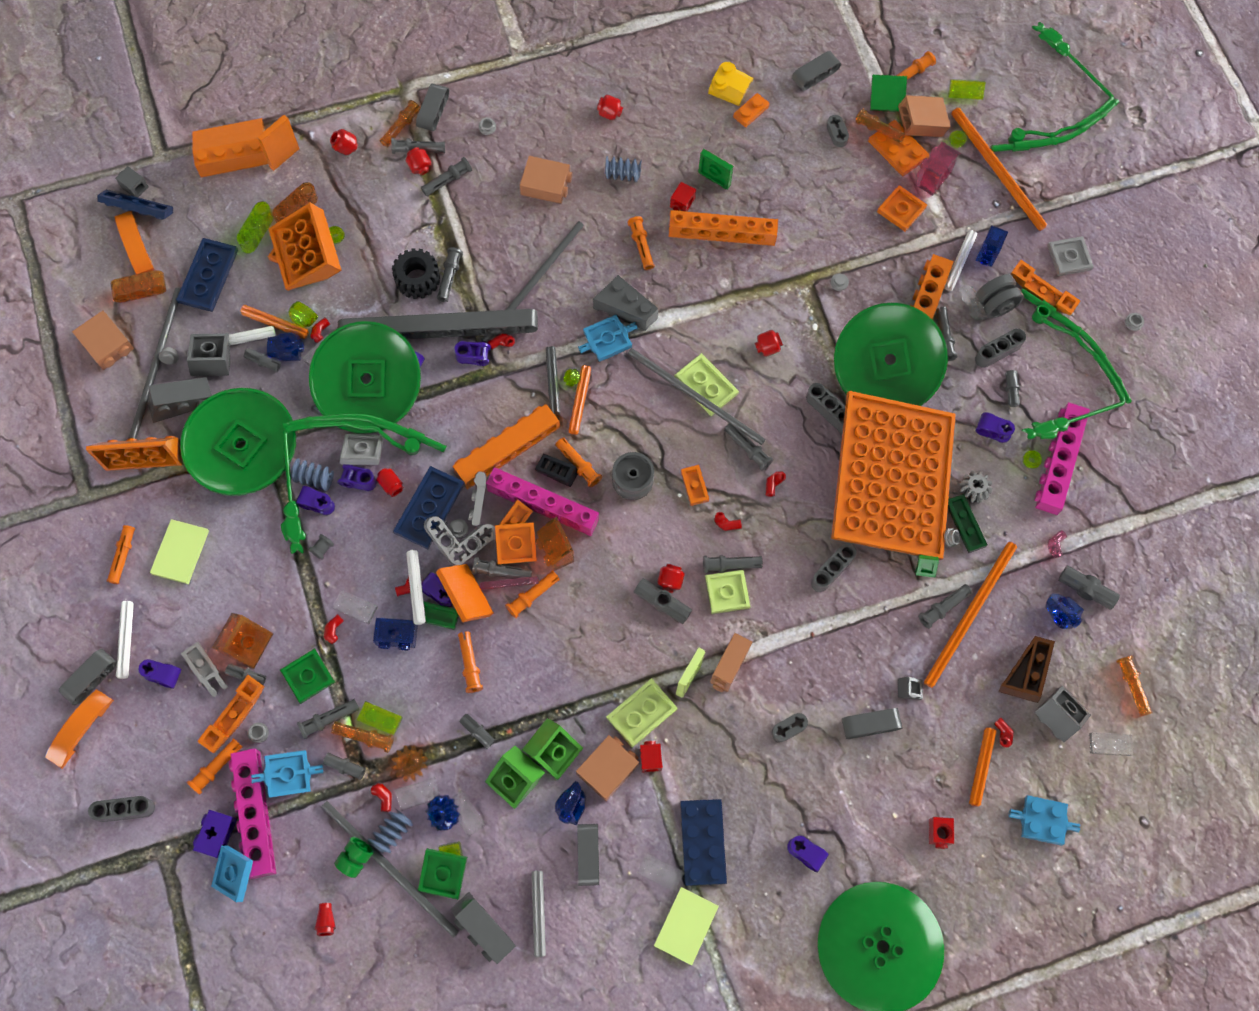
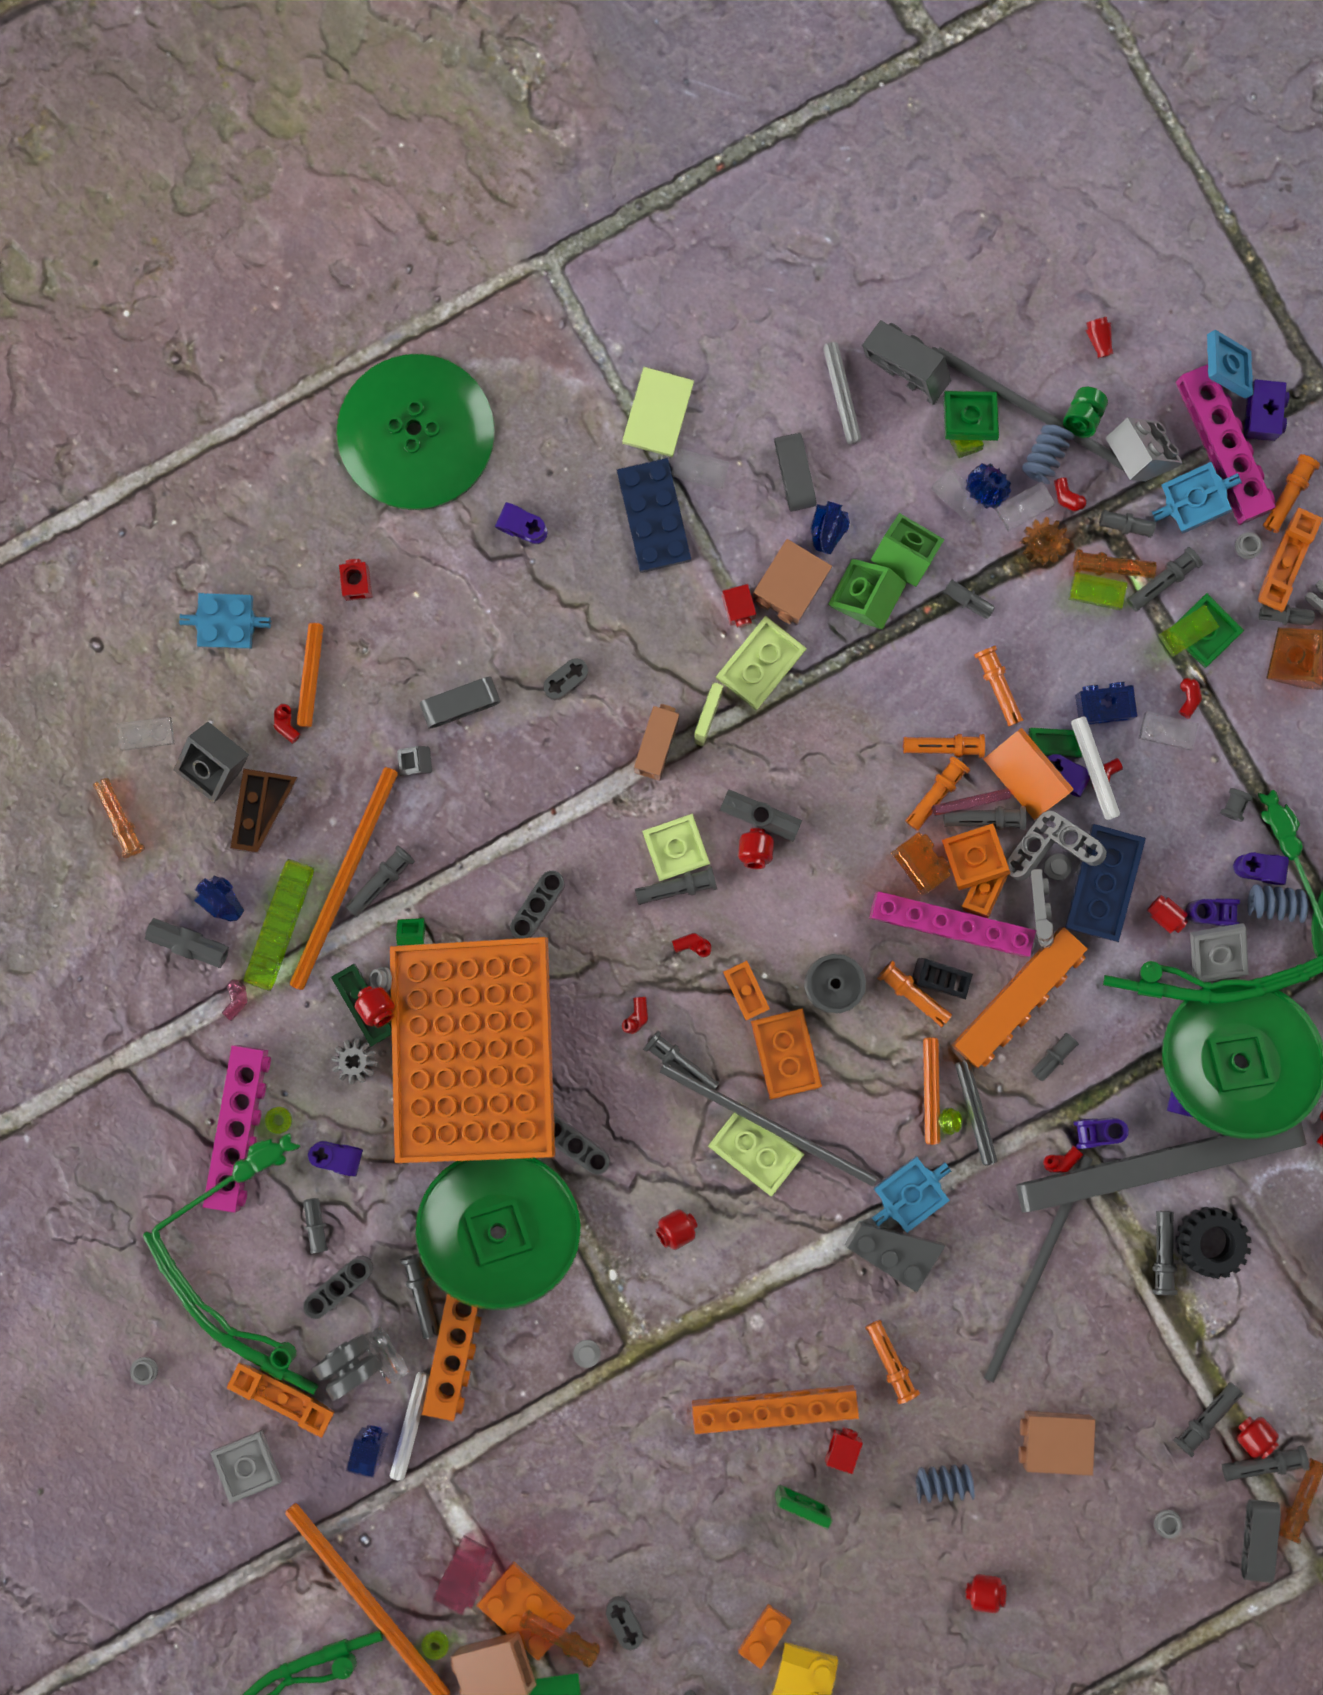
camera: 175 degrees right, 15 degrees up
(316, 819) = (1143, 448): none -> light grey slope
(321, 675) = (1188, 630): none -> clear neon green plate
(491, 405) = (1054, 1057): none -> dark grey axle
(510, 625) = (910, 745): none -> orange pin
(674, 440) = (786, 1054): none -> orange tile
(902, 208) = (508, 1499): orange plate -> none
(959, 516) = (375, 1006): none -> red head
(1021, 588) = (279, 925): none -> clear neon green beam

